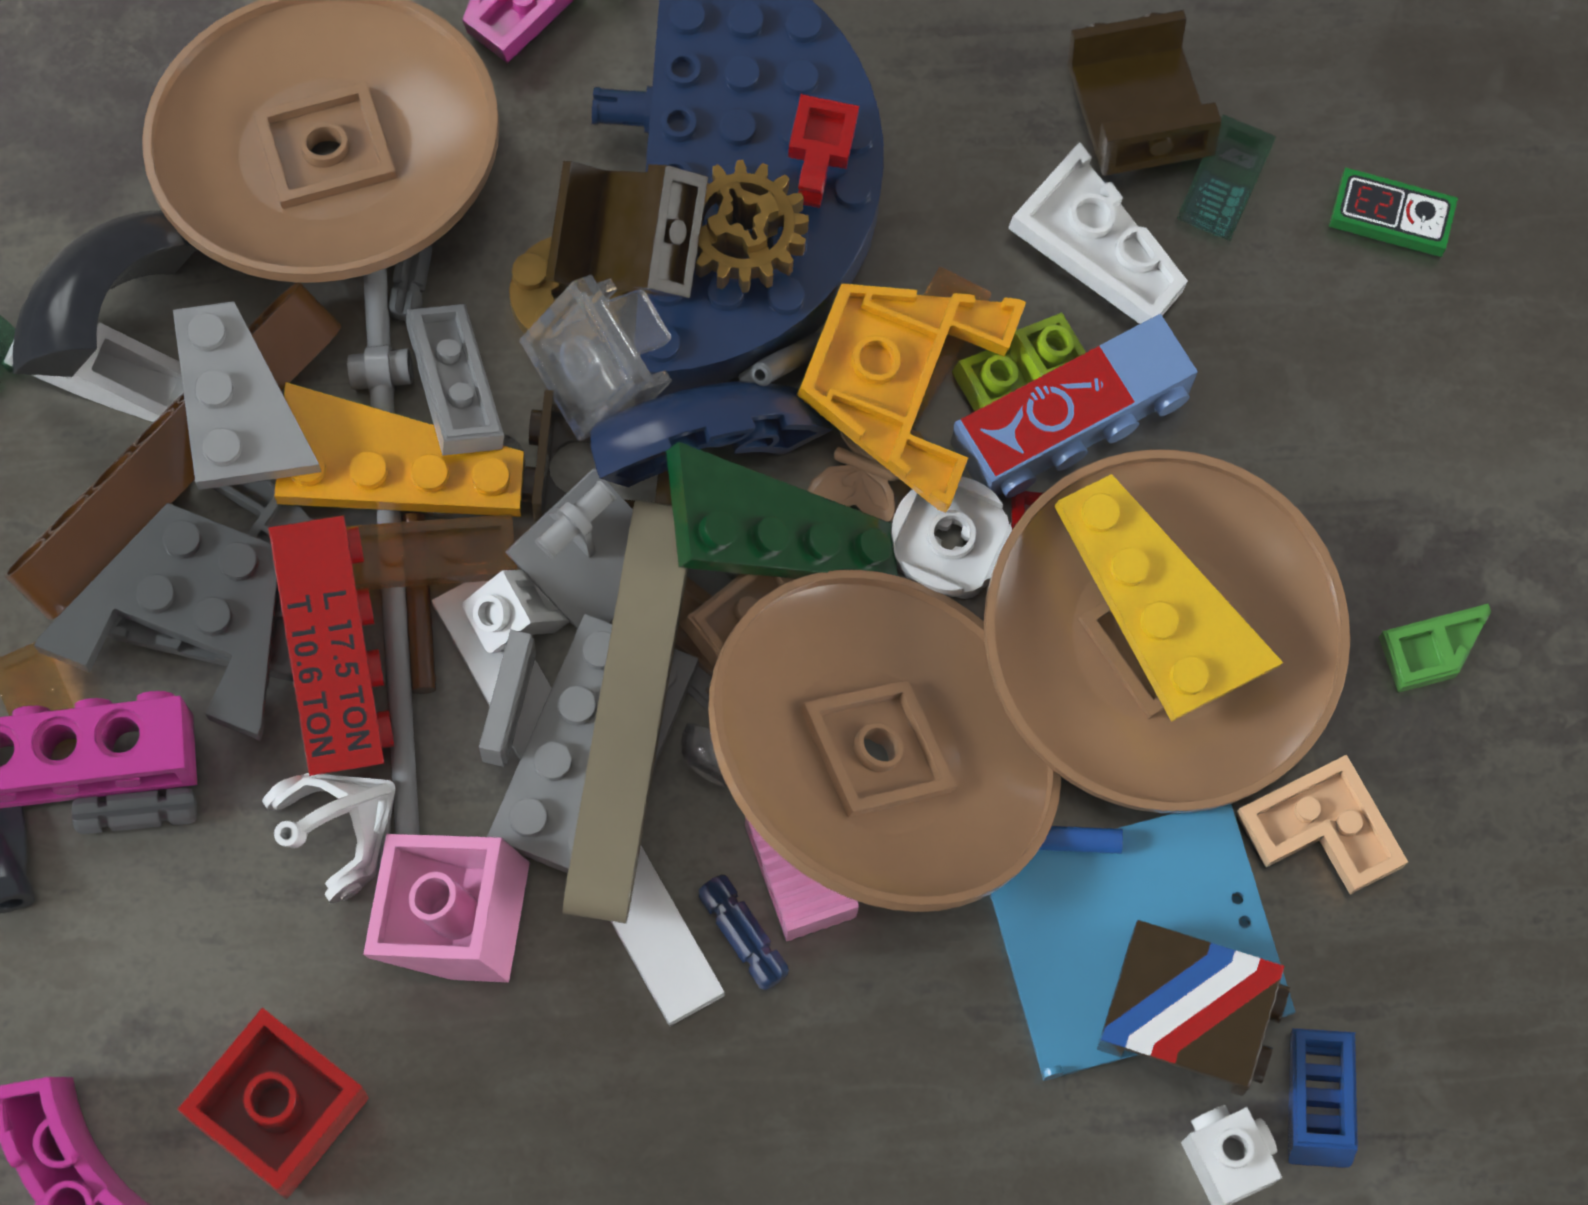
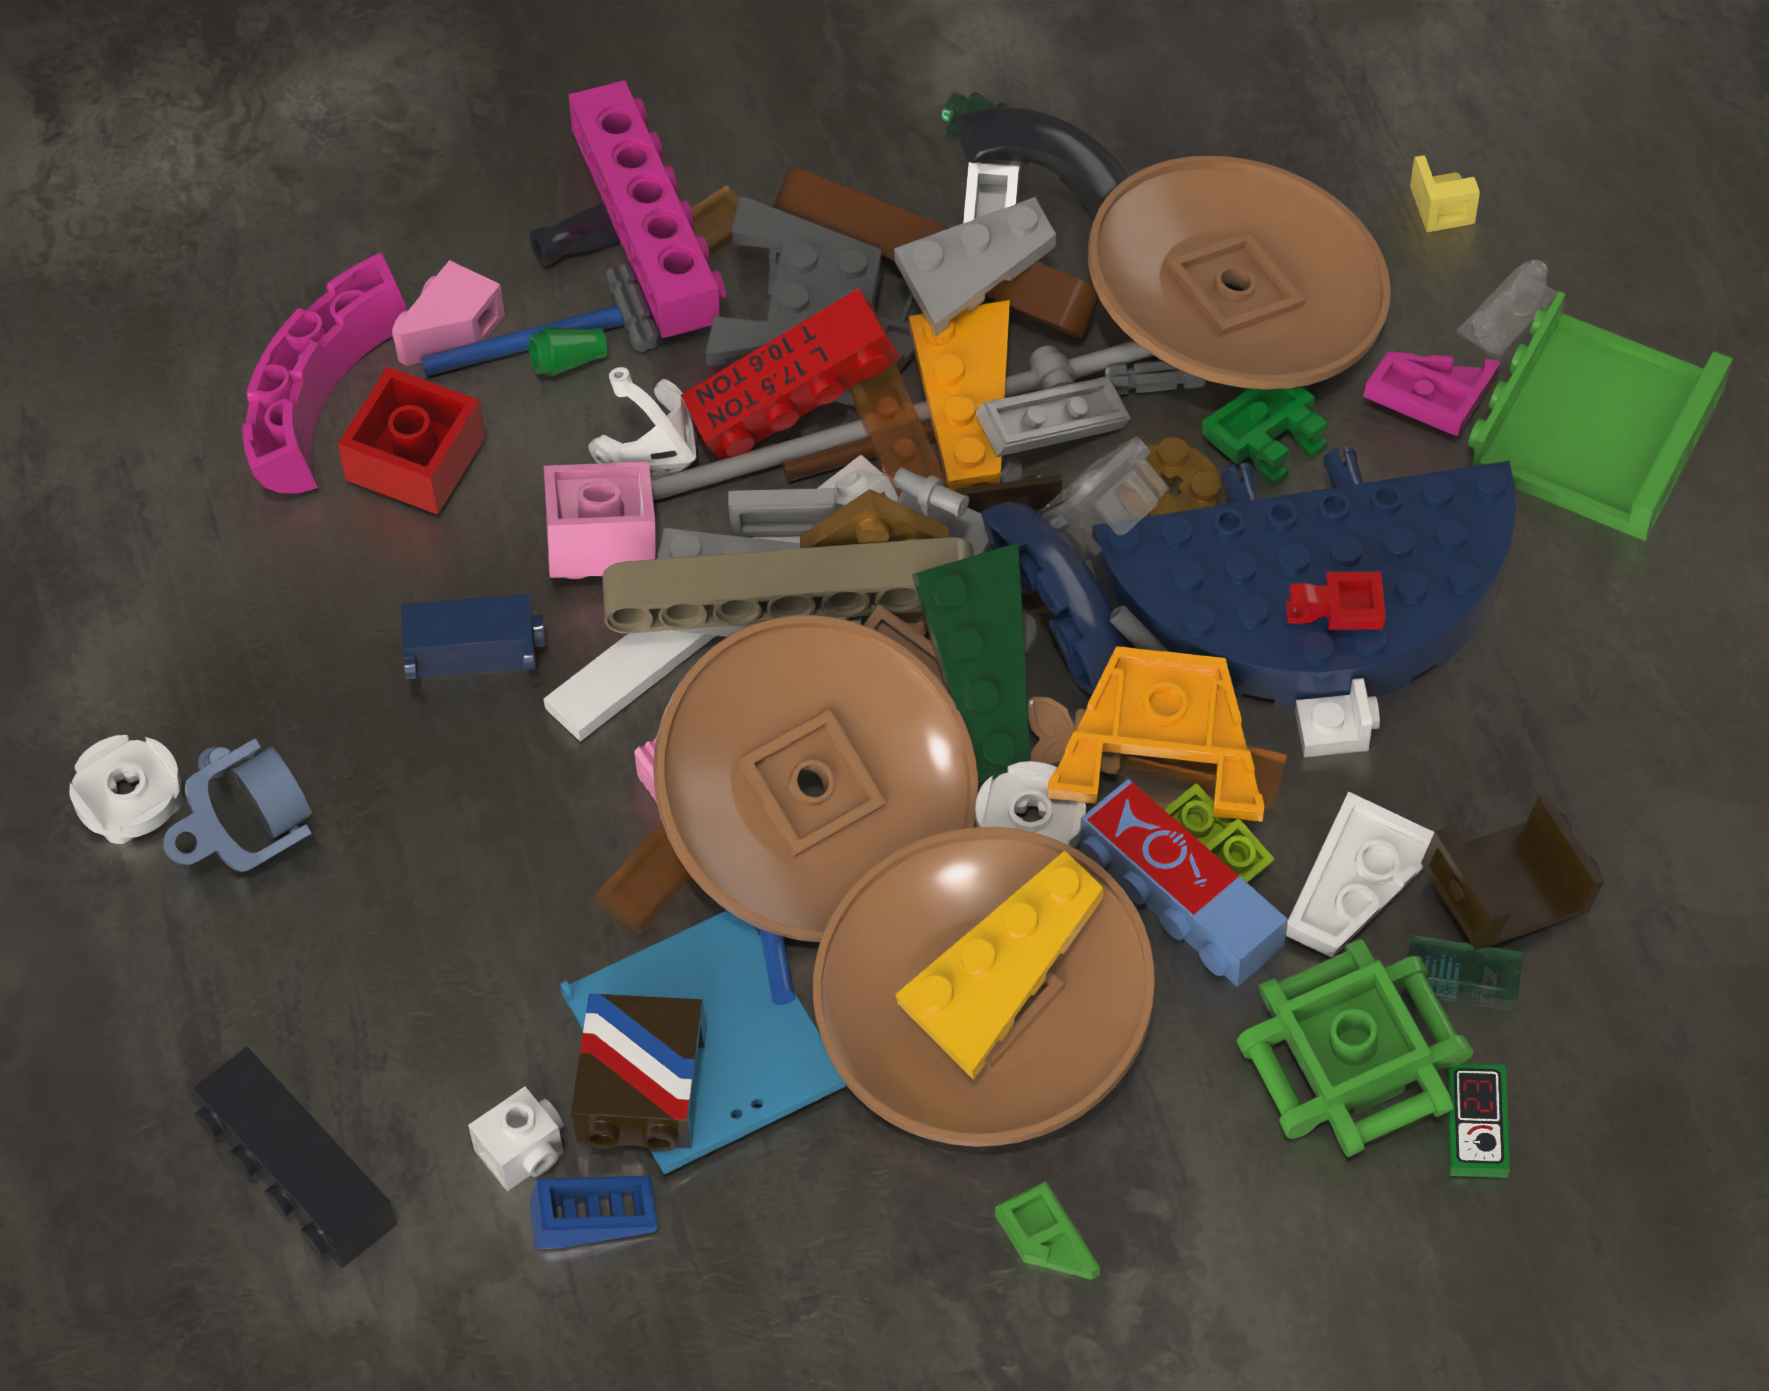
camera: 85 degrees right, 15 degrees down
(88, 1024) = (450, 313): none -> bright pink slope
(141, 952) = (513, 342): none -> blue piece
(177, 901) = (562, 349): none -> green cone
(515, 190) = (1256, 418): none -> green plate
(567, 1088) = (470, 636): none -> dark blue brick
(594, 597) = (872, 520): none -> pearl gold wing
(628, 228) = (1207, 474): dark brown panel -> none
(743, 932) = (637, 732): dark blue axle -> none
(759, 206) = (1241, 558): pearl gold gear -> none
(910, 205) = (1337, 722): none -> white bracket
(926, 956) = (644, 882): none -> clear orange tile
(1302, 295) = (1355, 1045): none -> bright green brick
(1327, 808) = (857, 1166): light nougat plate -> none

